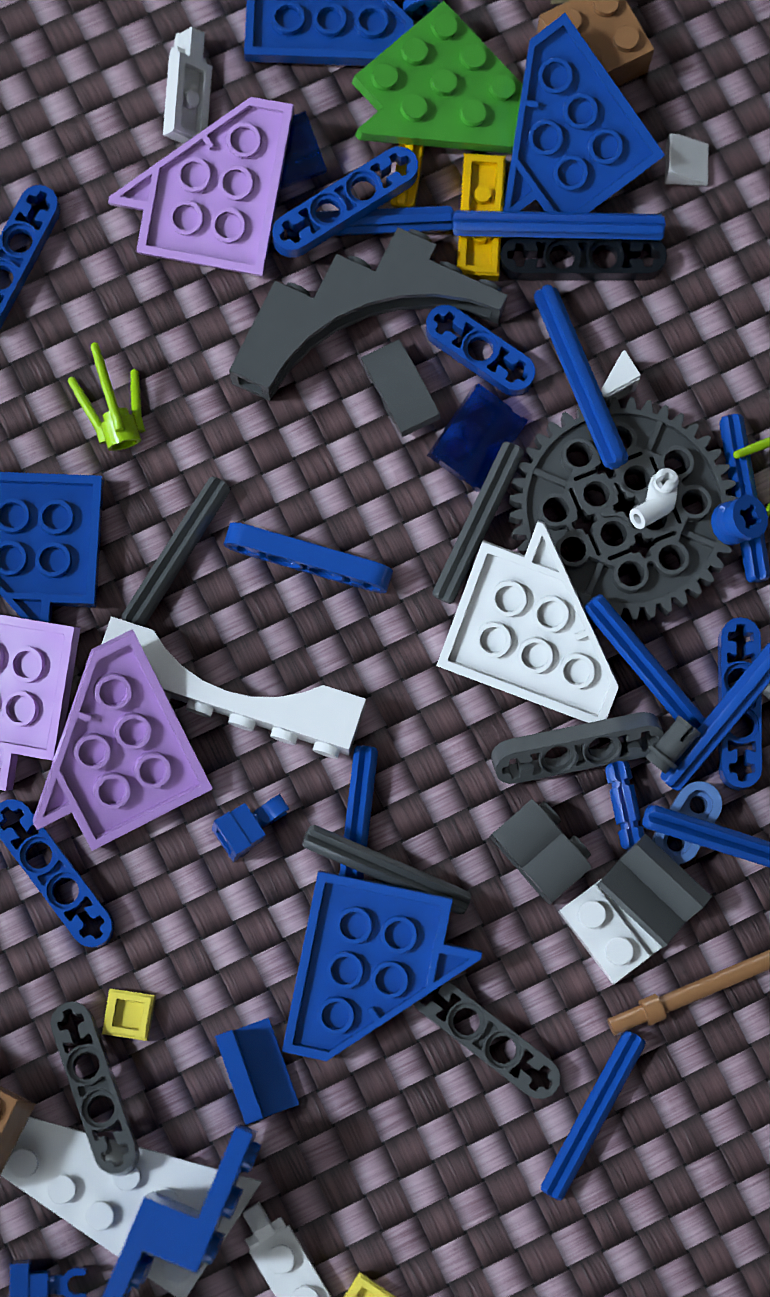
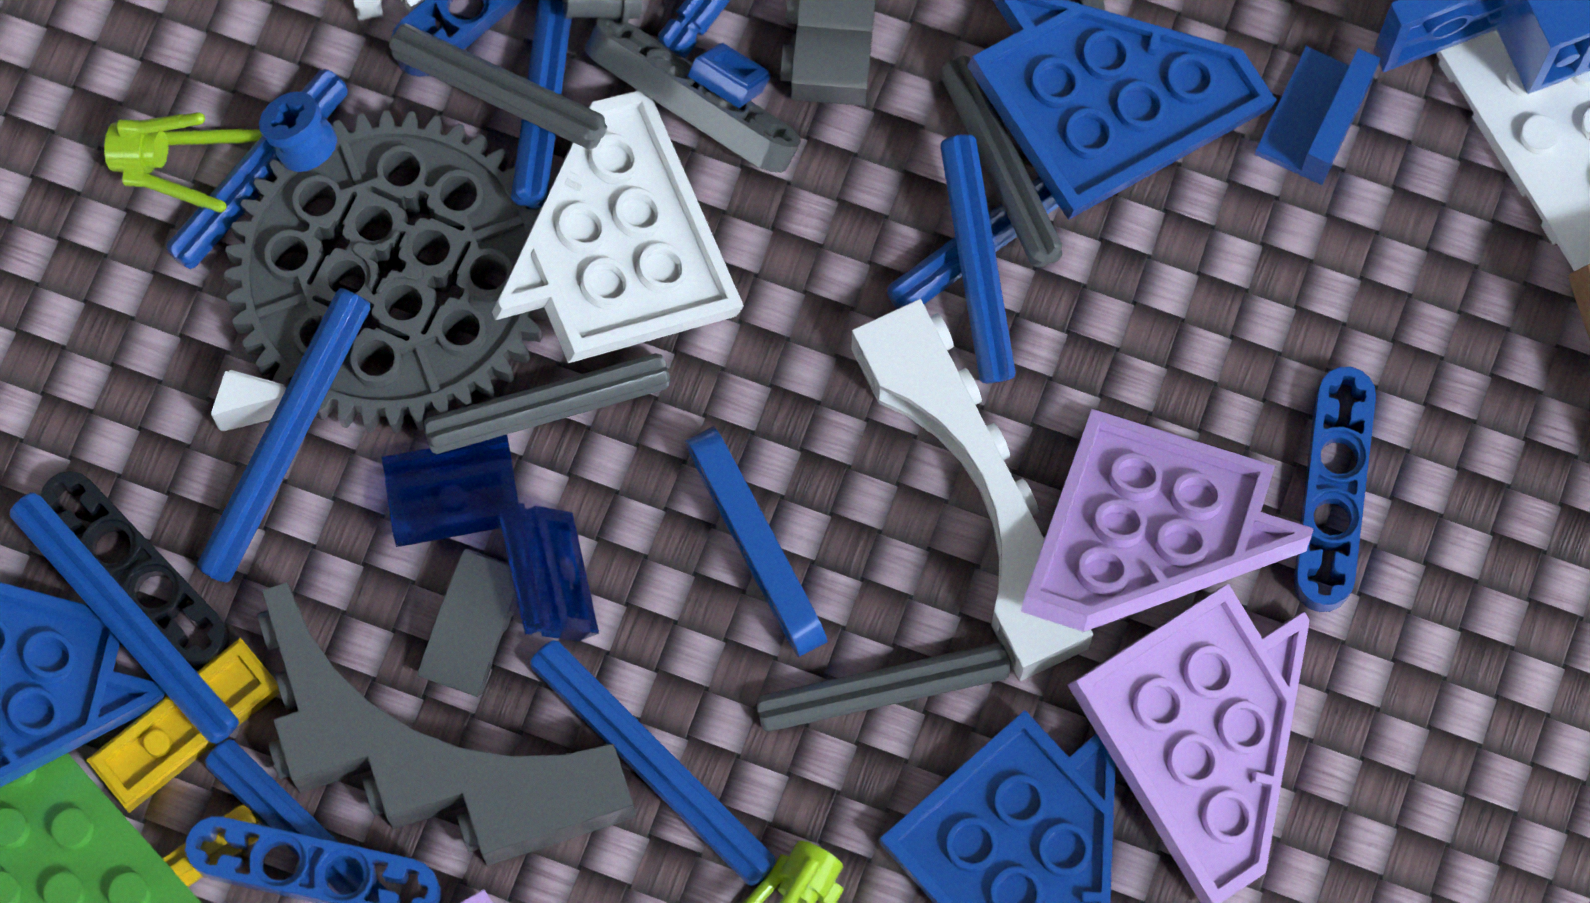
camera: 130 degrees left, 5 degrees down
(99, 1086) = (1498, 241): dark grey beam -> none
(128, 1014) = (1390, 284): light yellow tile -> none
(243, 830) = (1103, 341): blue piece -> none
(248, 410) = (653, 763): none -> blue axle
(345, 804) = (977, 258): none -> blue axle
(387, 440) = (548, 572): none -> clear blue plate
(511, 360) = (323, 538): blue beam -> none
(570, 776) = (729, 74): none -> blue tile
(659, 500) = (353, 226): white arm -> none
(669, 641) = (498, 86): none -> dark grey axle

